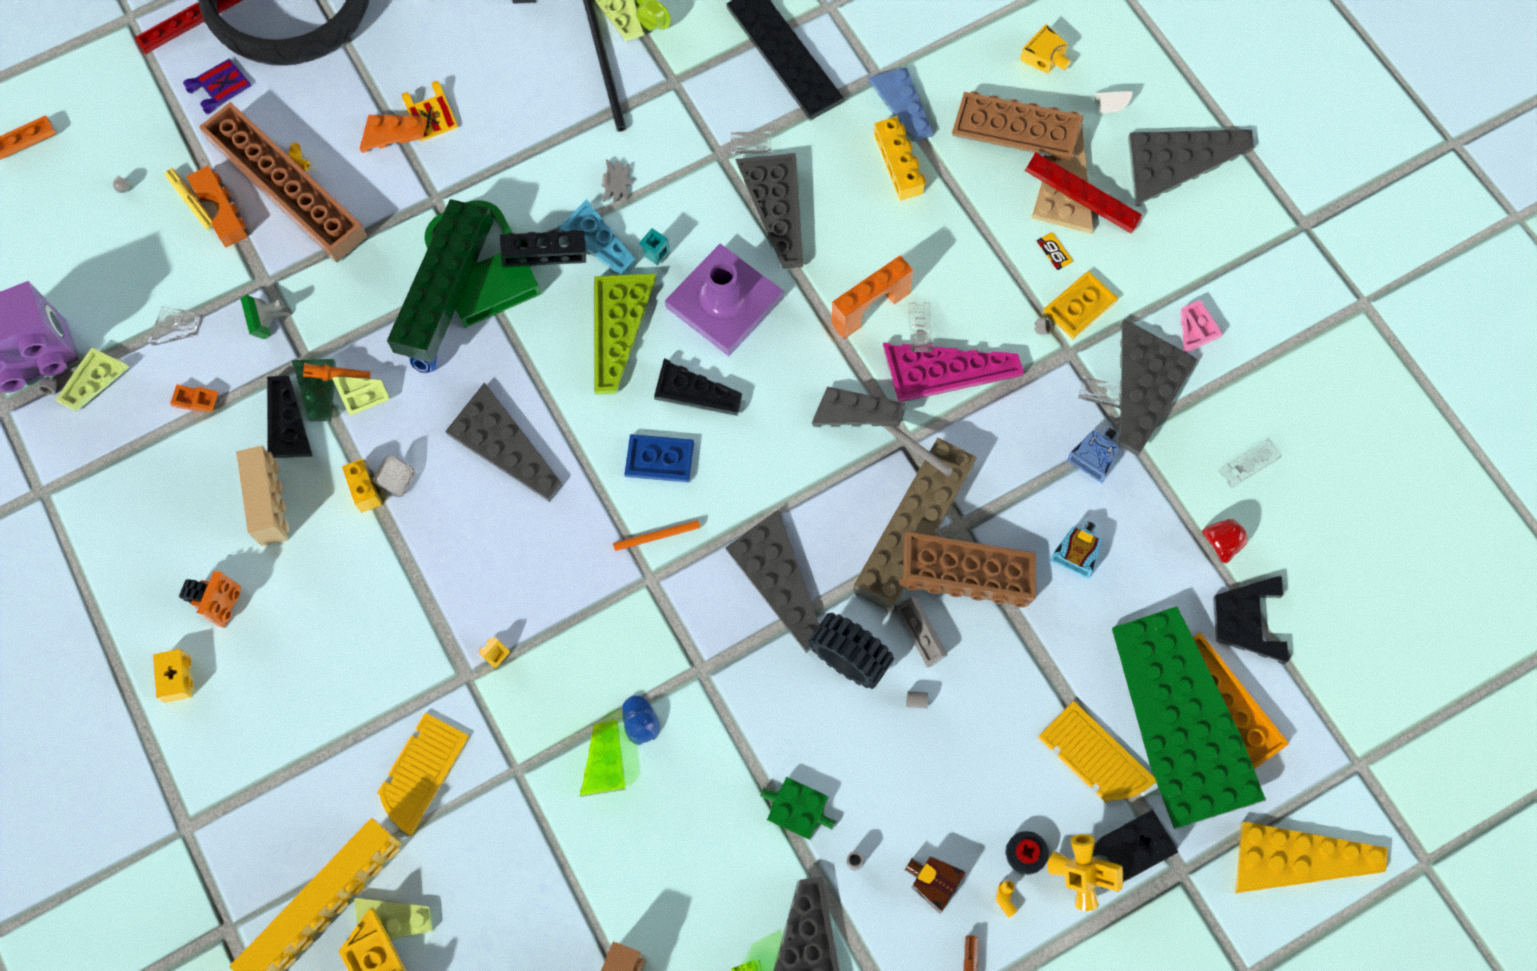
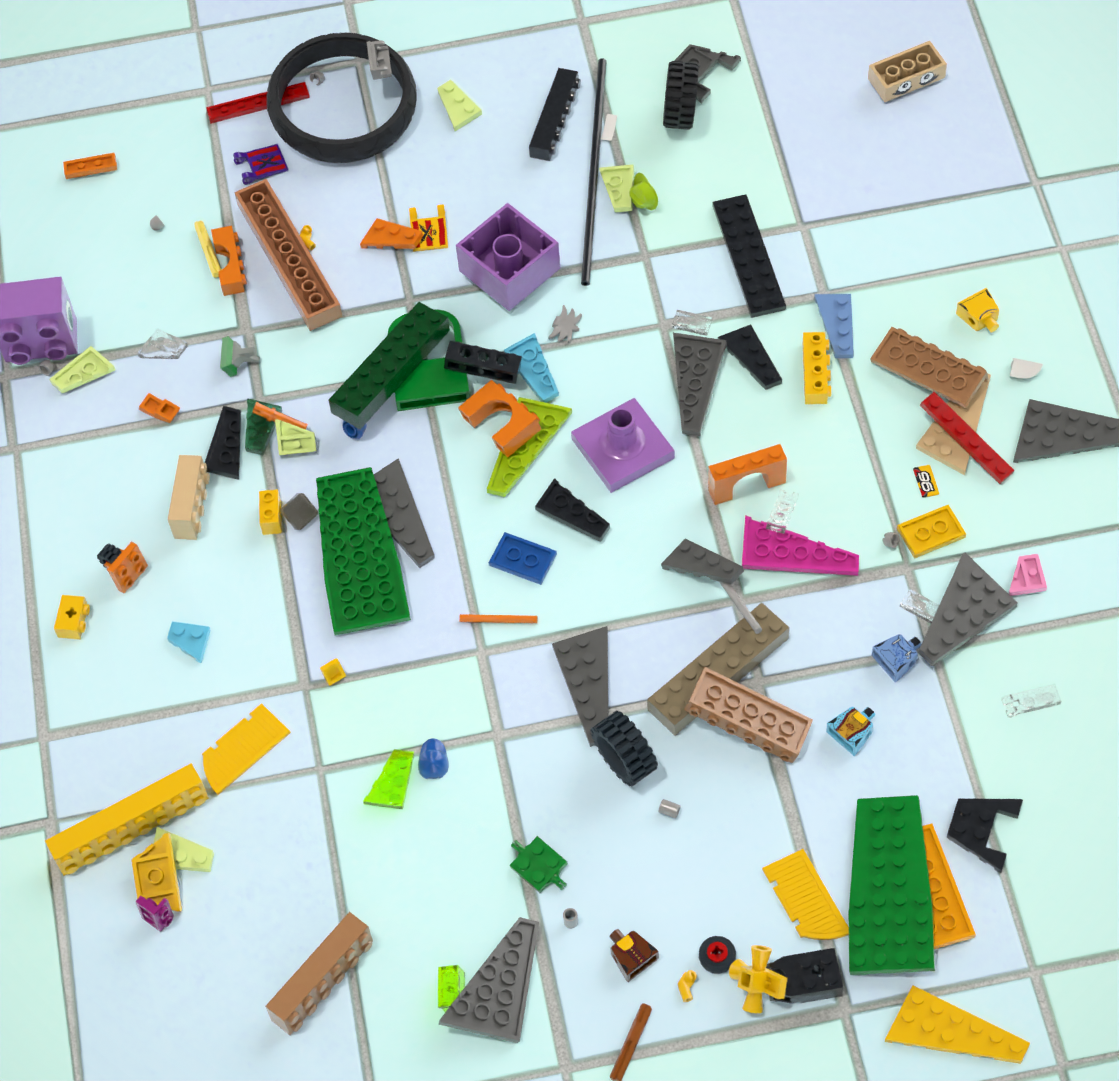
camera: 20 degrees right, 10 degrees down
(318, 660) = (189, 638): none -> medium azure wing
(478, 507) = (358, 554): none -> green wing
(531, 121) = (508, 256): none -> medium lavender brick
(567, 286) = (493, 398): none -> orange arch
(655, 246) = (578, 385): teal brick -> none
(821, 157) = (752, 355): none -> black wing
(921, 631) = (692, 755): light grey plate -> none
(1226, 538) = (984, 755): red hair -> none

